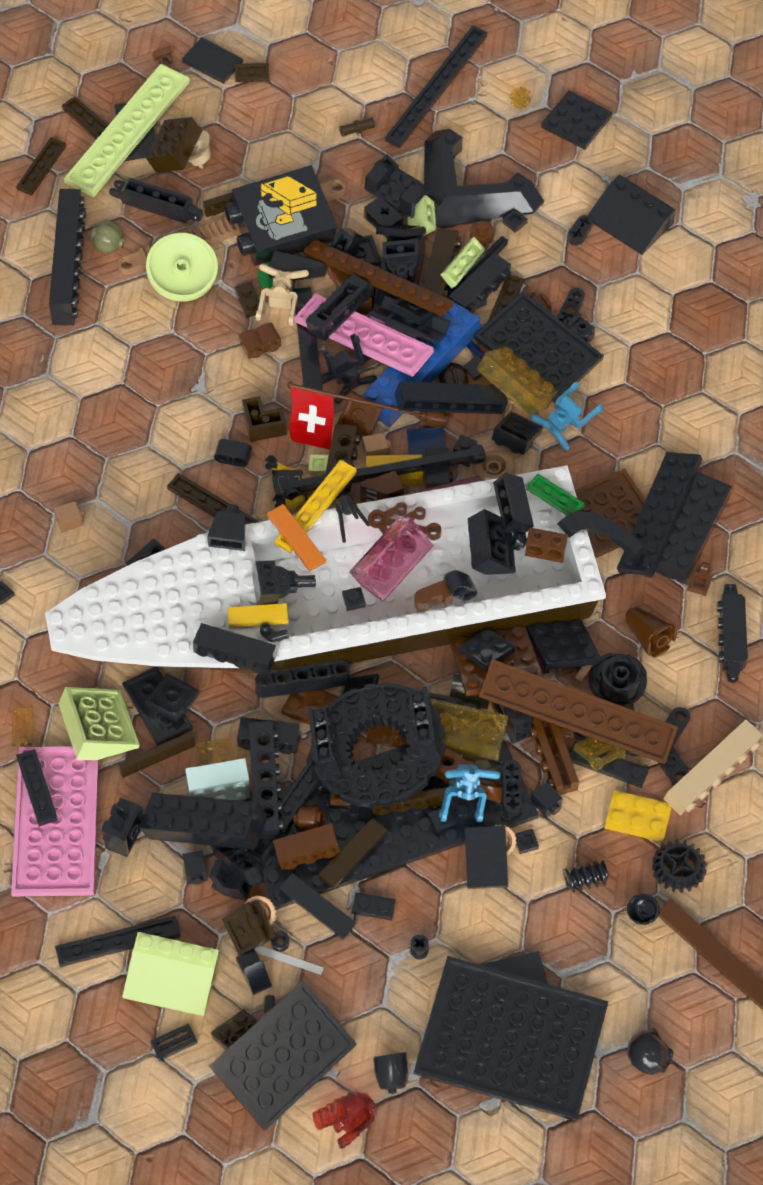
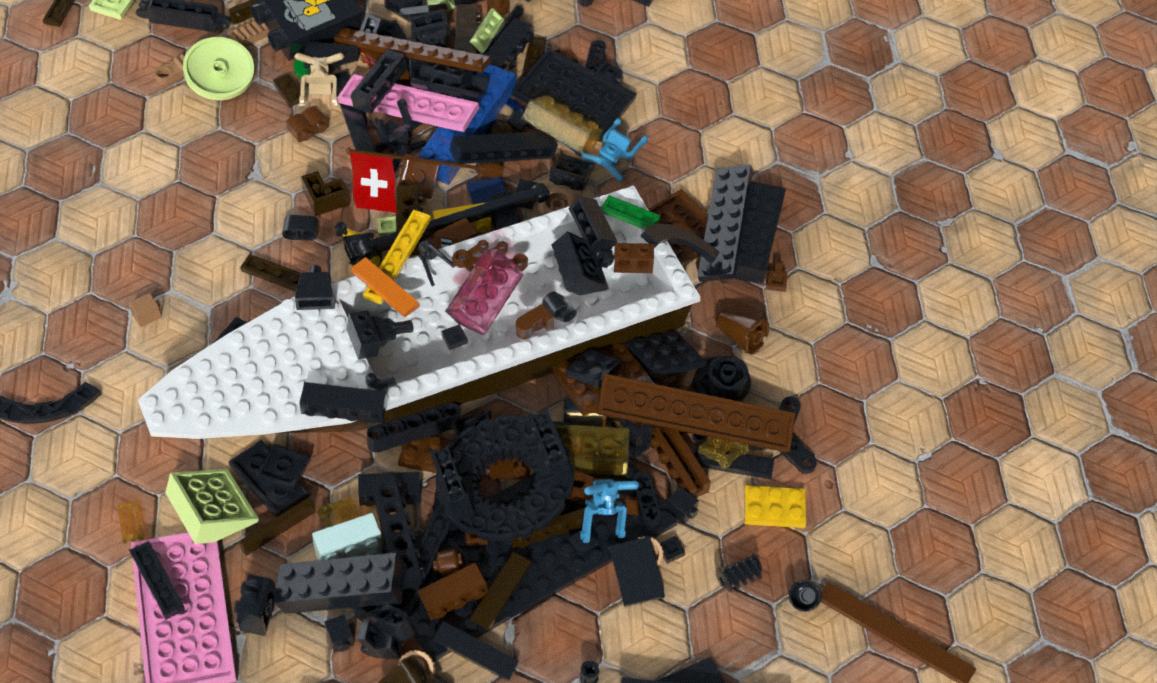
camera: 15 degrees left, 5 degrees down
(67, 257) = (104, 74): black brick -> none
(107, 237) = (141, 52): olive plant -> none
(257, 615) = (360, 367): yellow tile -> none
(373, 906) = (532, 641): black plate -> none
(375, 445) = (439, 200): medium nougat brick -> none
(667, 855) = (816, 542): black gear -> none
(713, 768) = (836, 447): tan brick -> none
(733, 632) = (820, 320): black hinge -> none

